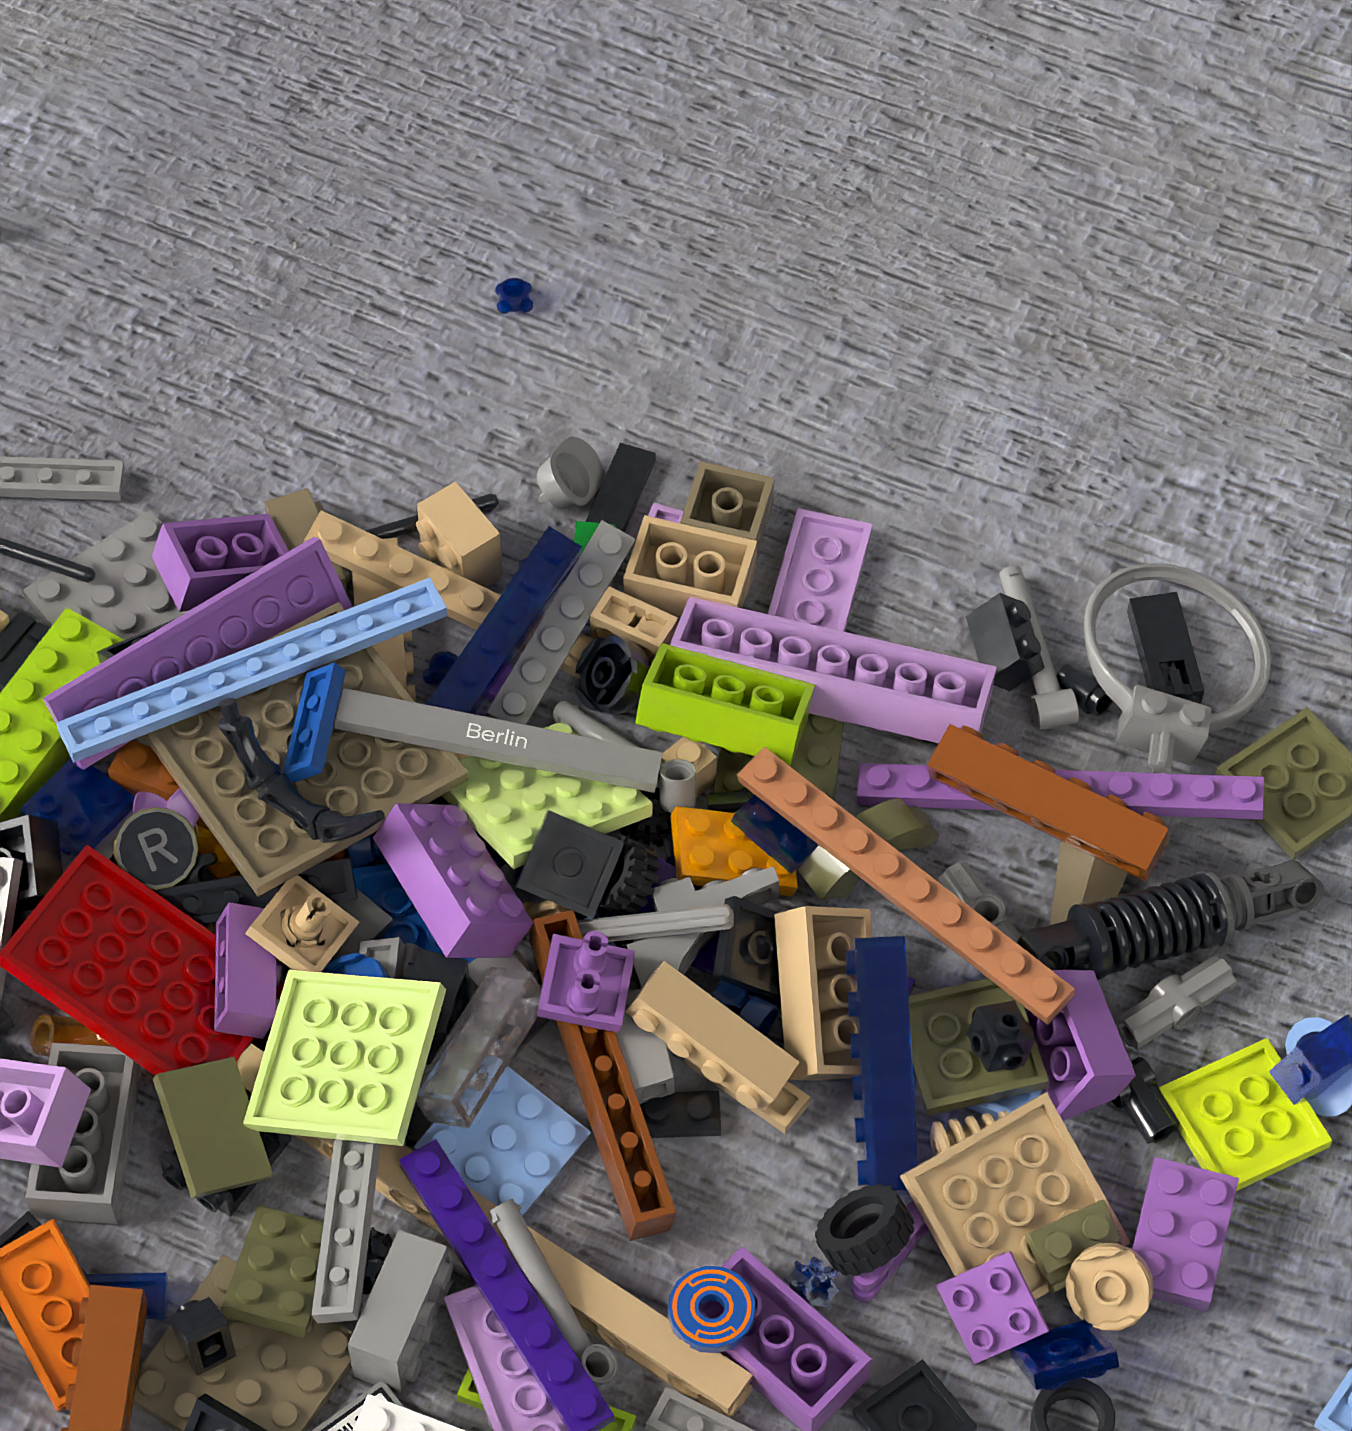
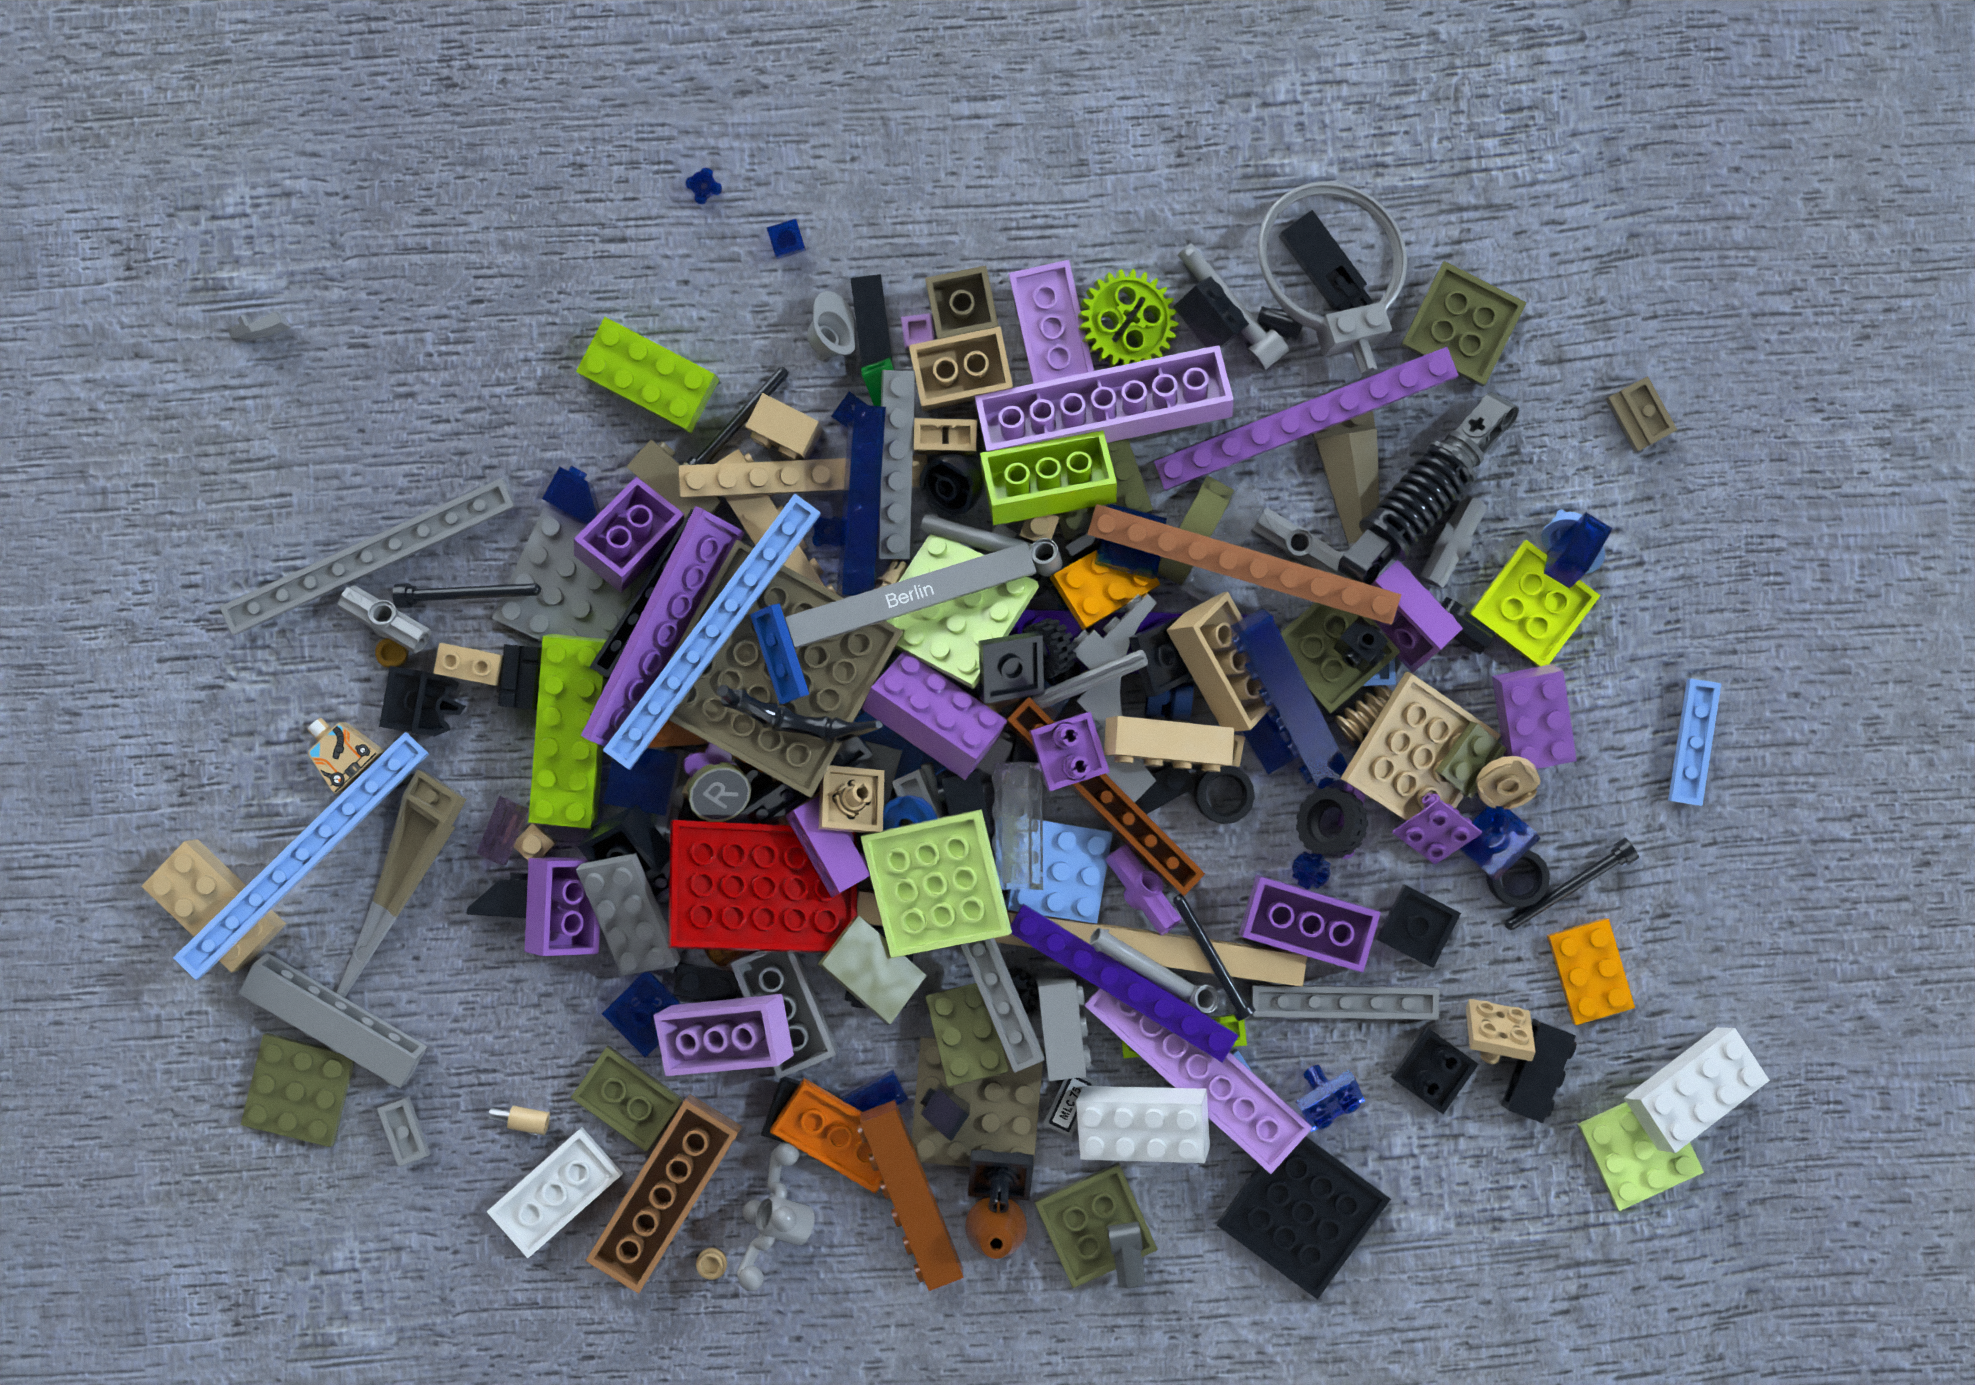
camera: 25 degrees left, 30 degrees up
(186, 500) = (573, 494): none -> clear blue slope
(343, 435) = (647, 375): none -> lime brick
(572, 378) = (786, 239): none -> clear blue plate
(591, 1206) = (1143, 890): none -> medium lavender piece
(637, 1395) = (1243, 1009): none -> black bar
(717, 1285) = (1283, 934): blue tile -> none
(750, 1122) = (1228, 817): none -> black tyre
(833, 1120) = (1268, 745): none -> clear blue plate
(891, 582) = (1105, 303): none -> lime gear
(931, 844) = (1232, 528): none -> clear brick
(1048, 801) = (1309, 442): dark orange brick -> none

